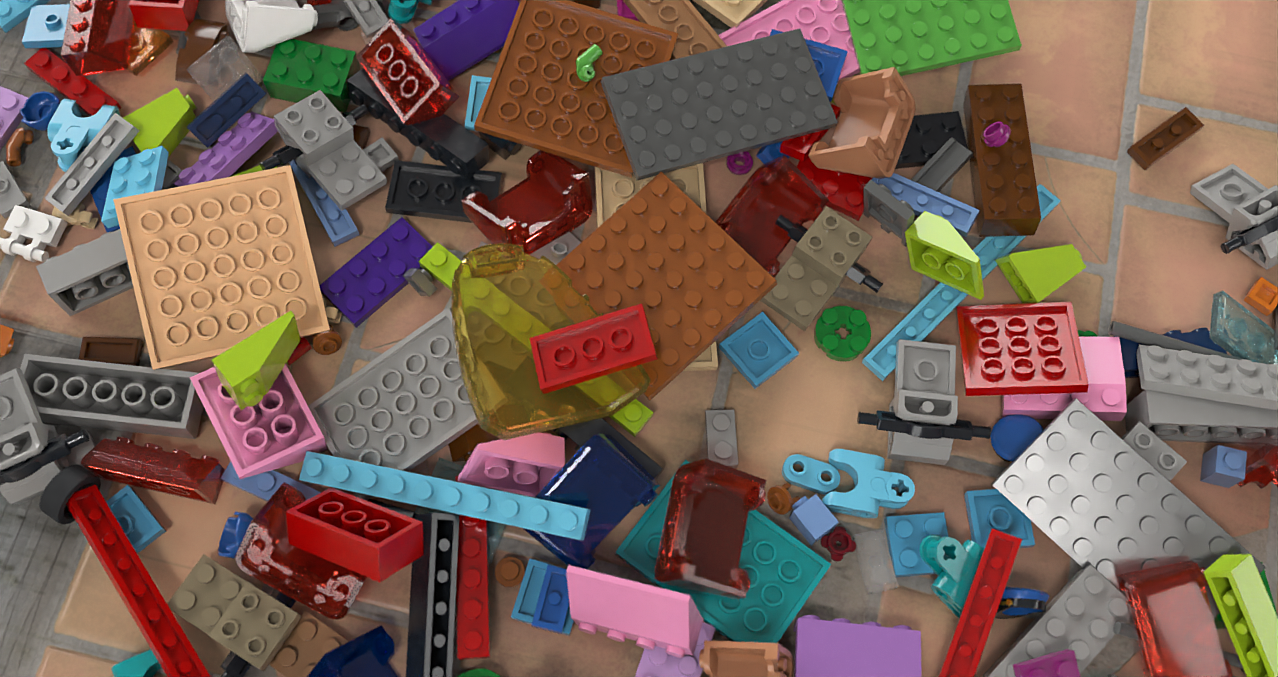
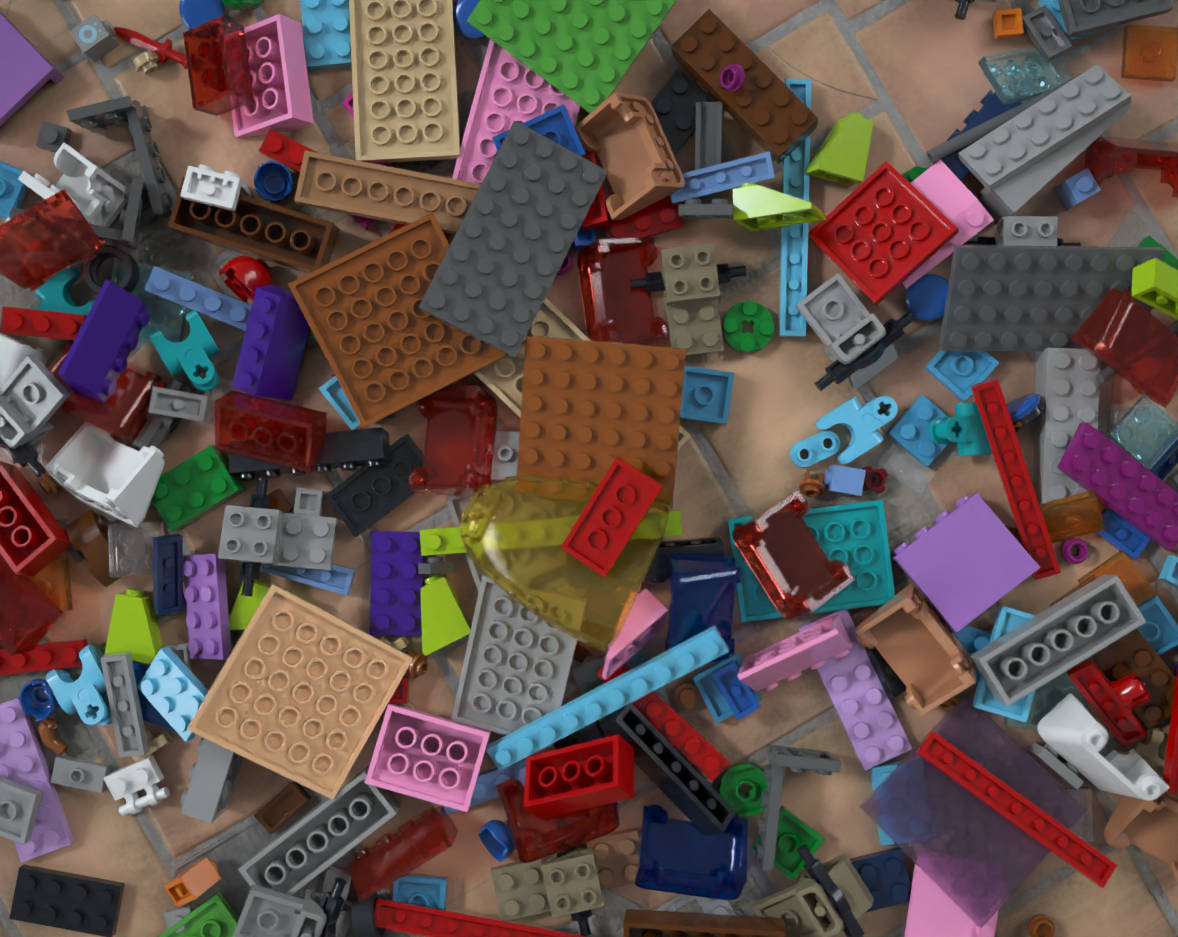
camera: 35 degrees left, 20 degrees up
(255, 362) = (403, 739): lime slope -> none
(384, 320) = (441, 614): none -> lime slope
(584, 63) = (393, 305): bright green arm -> none
(721, 437) = (736, 480): light grey plate -> none

